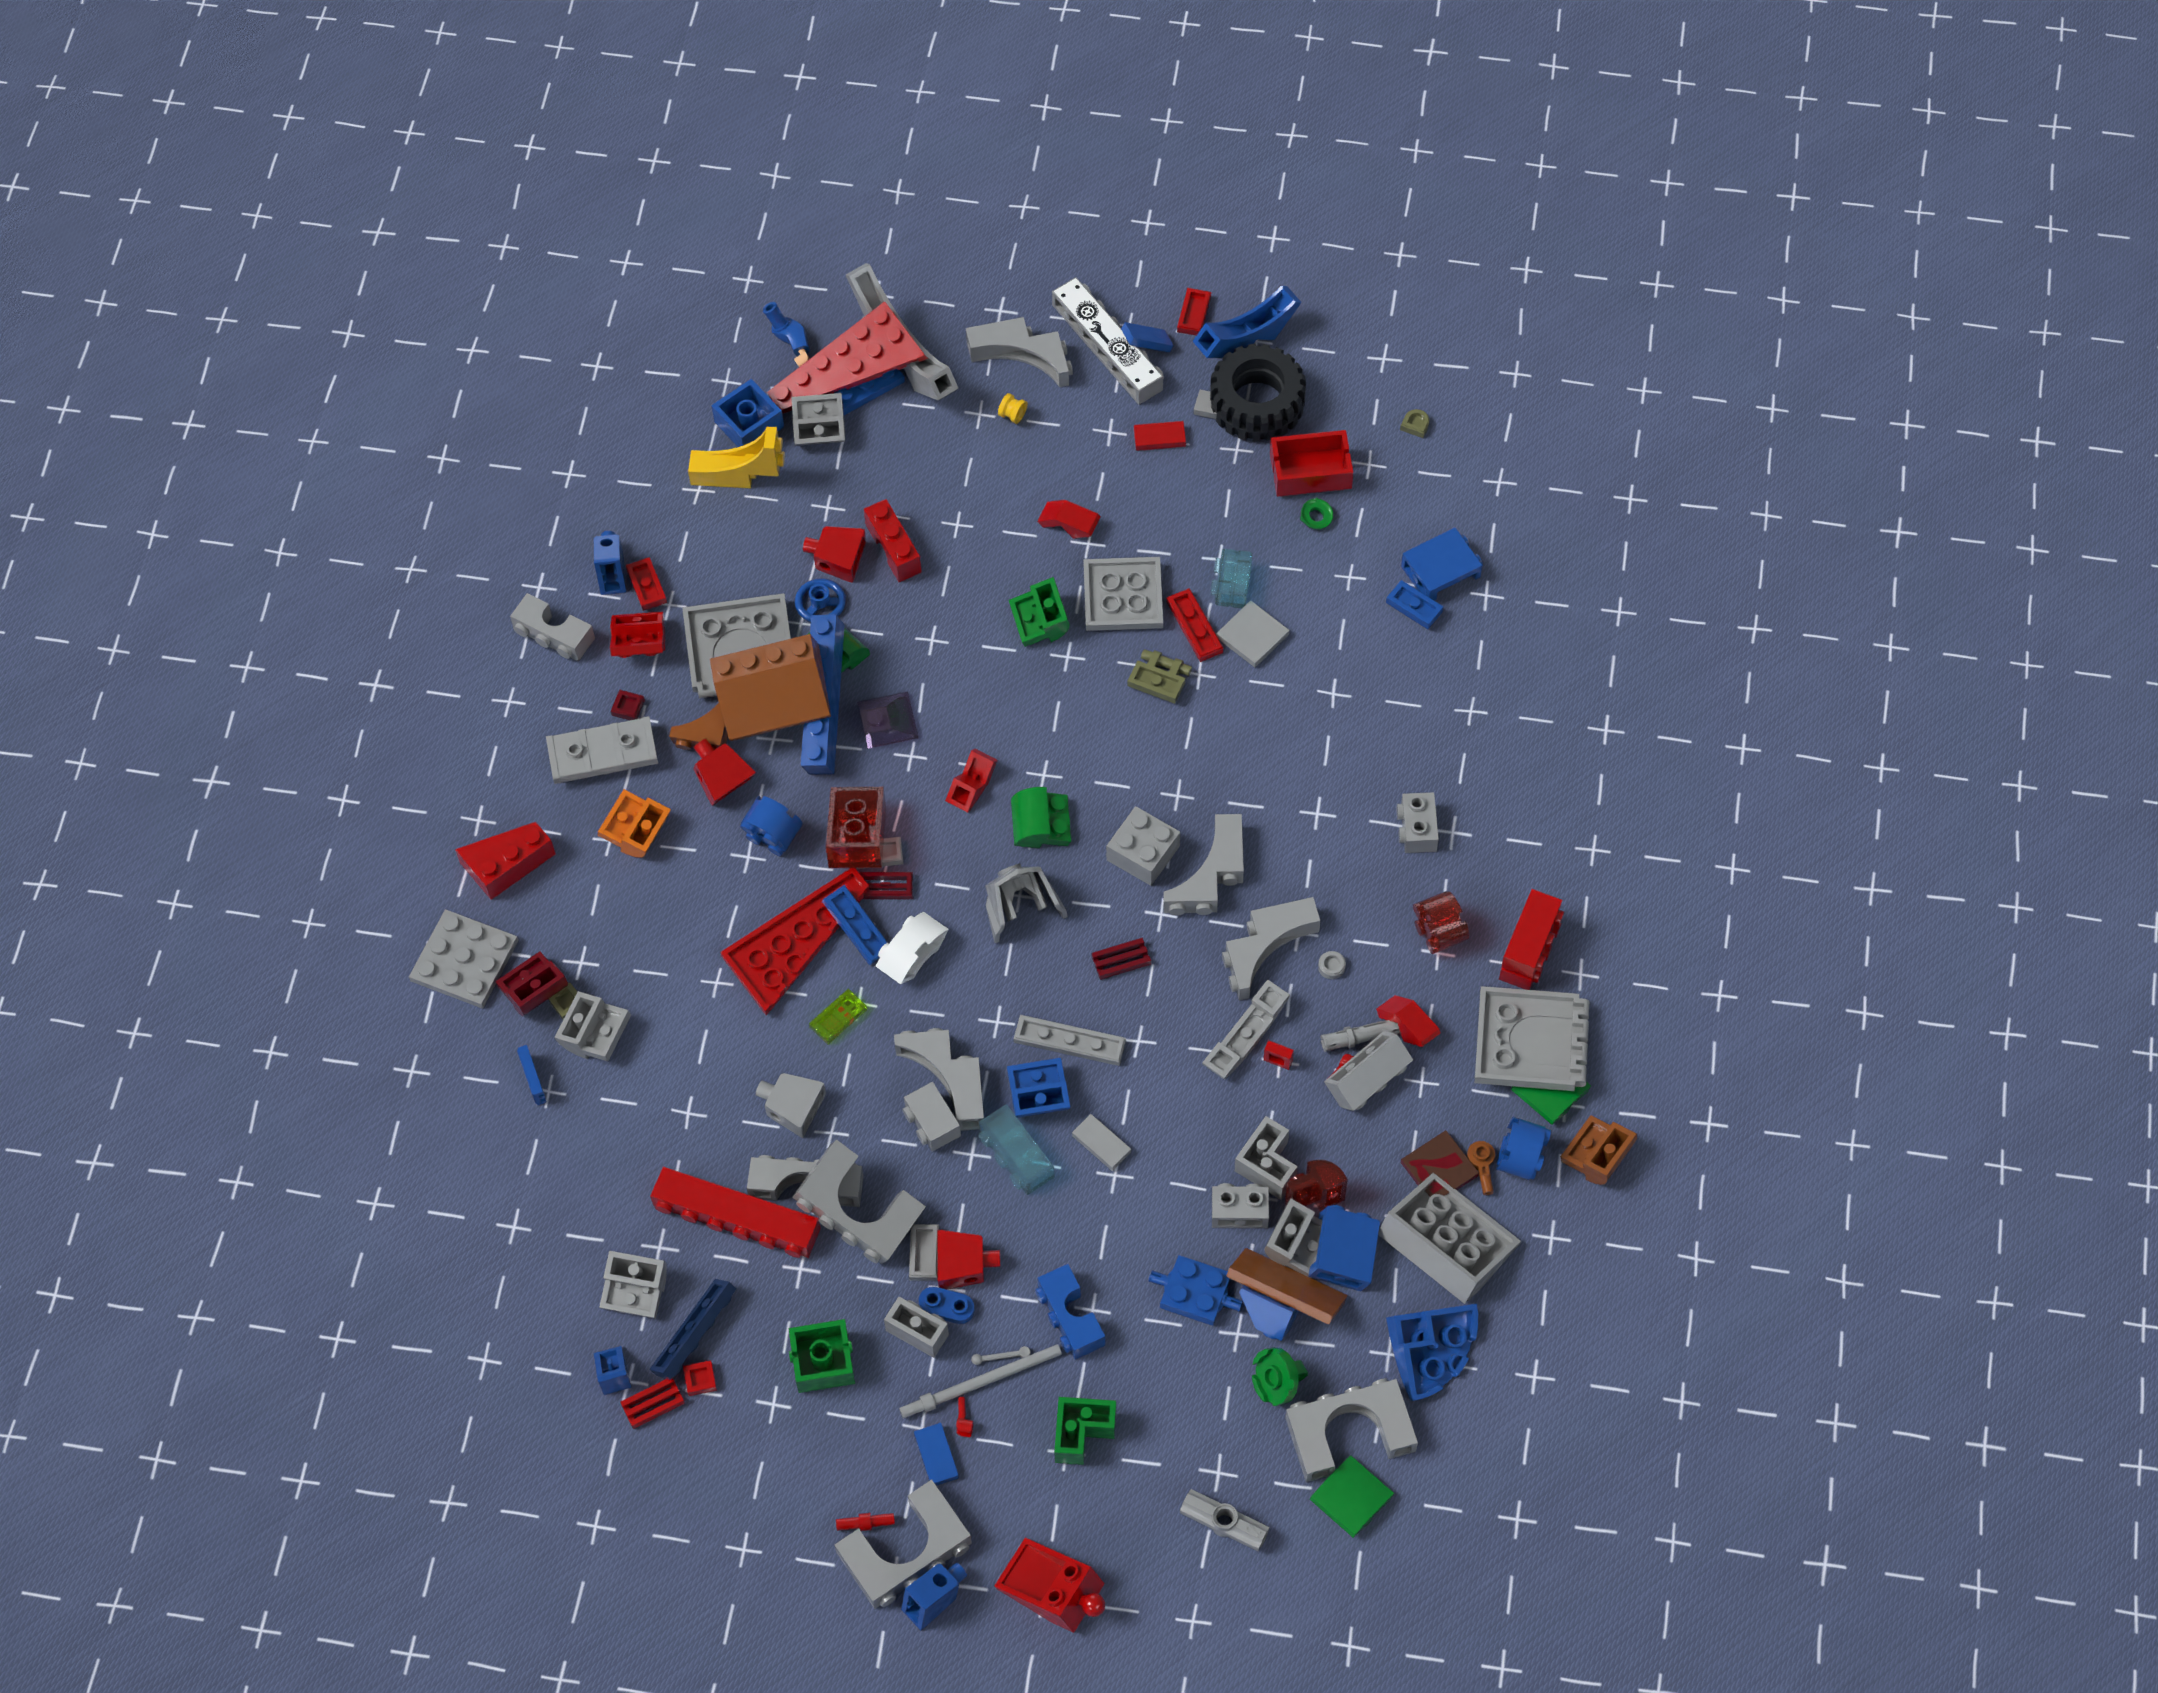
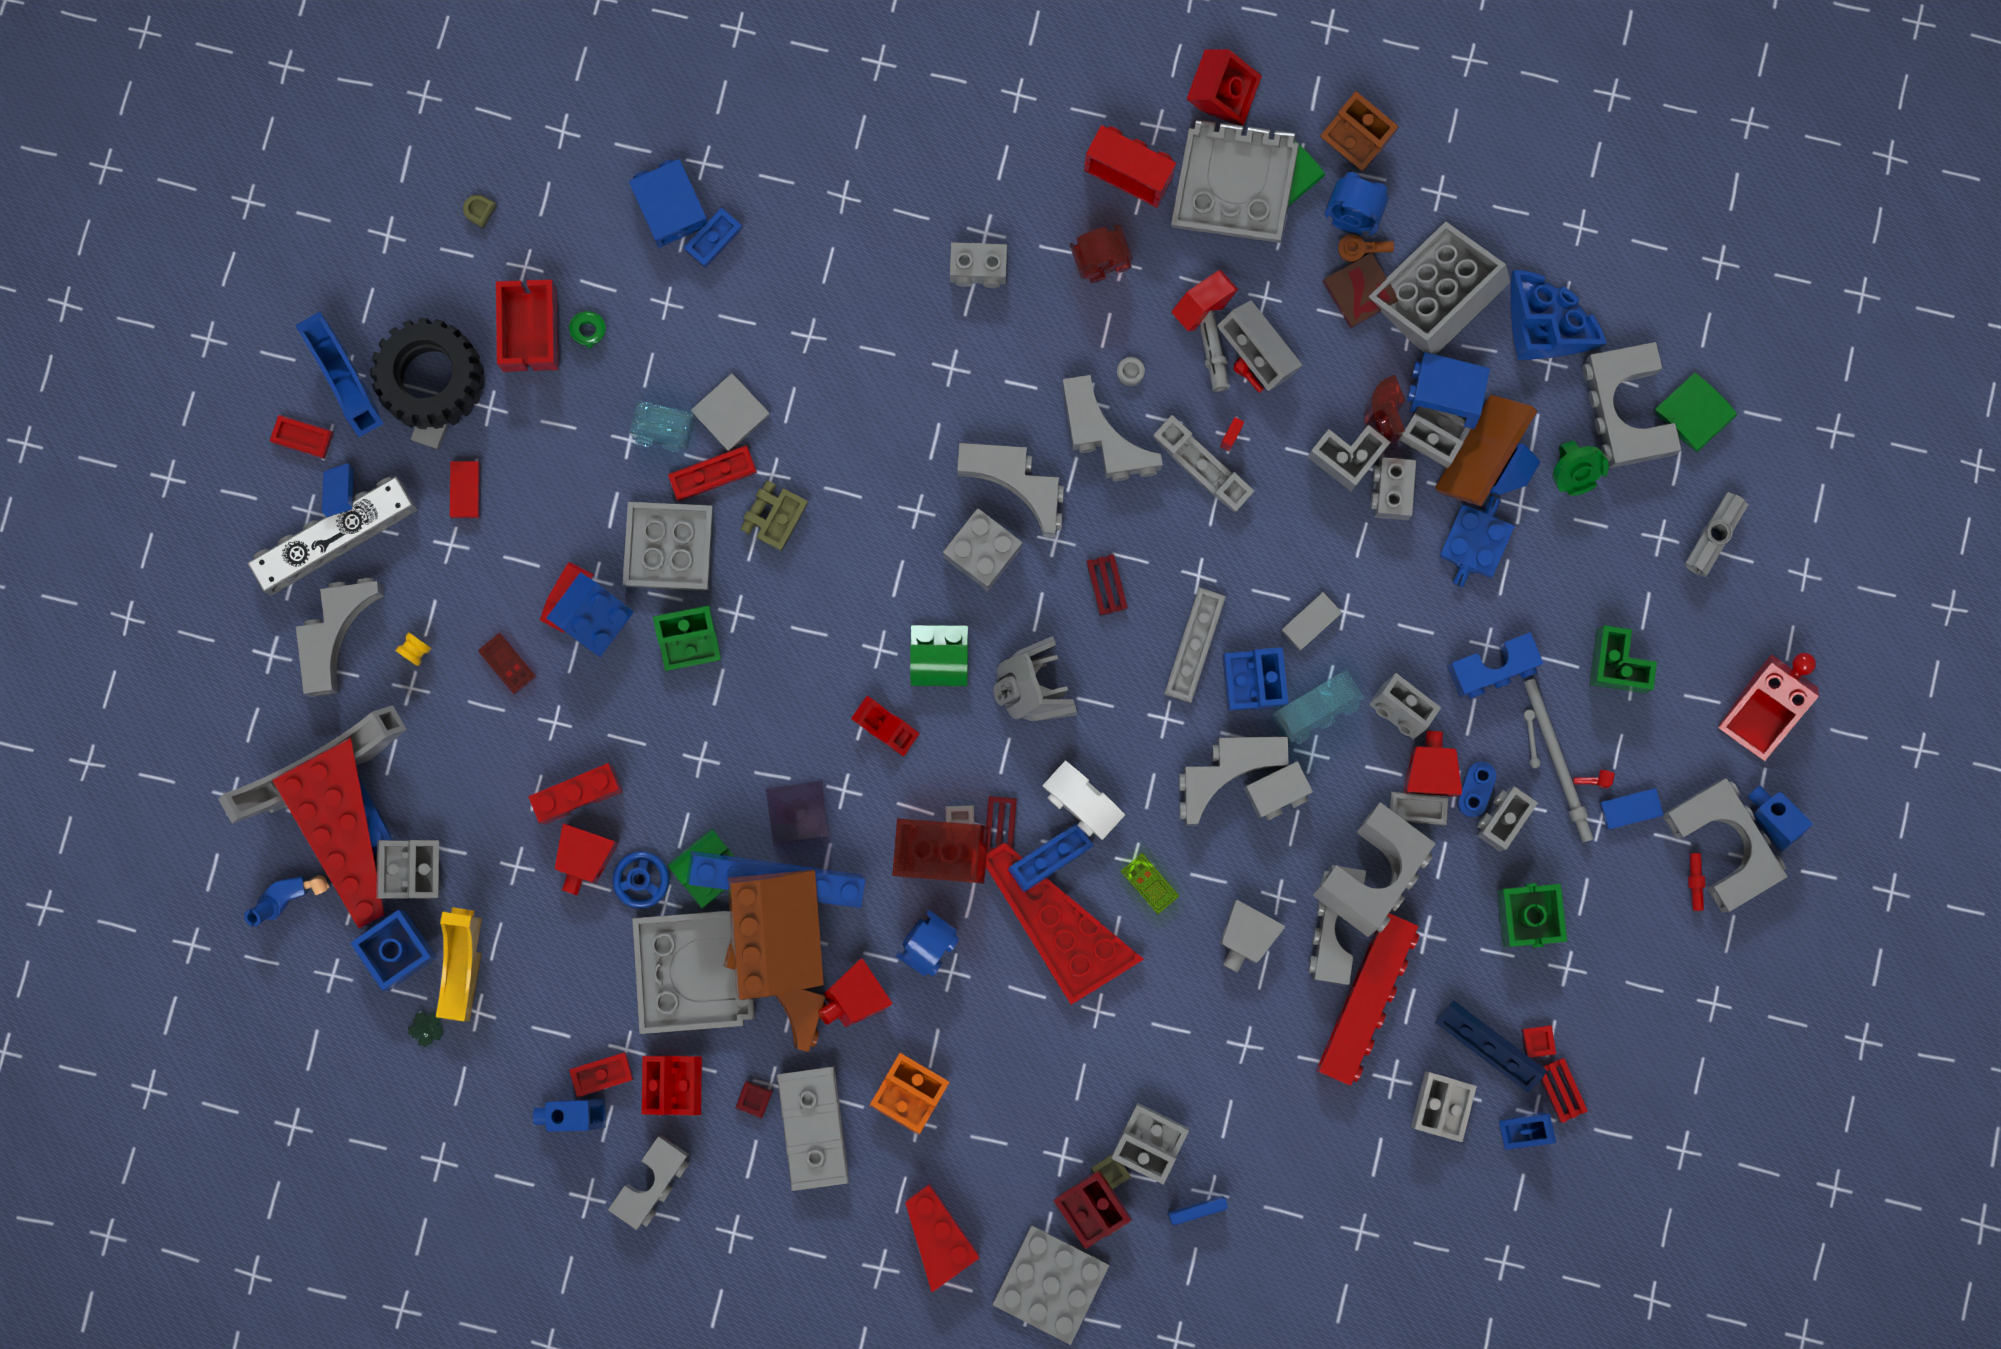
camera: 90 degrees left, 20 degrees up
(681, 452) = (425, 1028): none -> clear green plant
(1006, 482) = (507, 663): none -> clear red tile
(1022, 1224) = (1404, 706): none -> light grey brick
(1052, 531) = (590, 614): none -> blue brick
(1627, 1025) = (1224, 86): none -> red slope

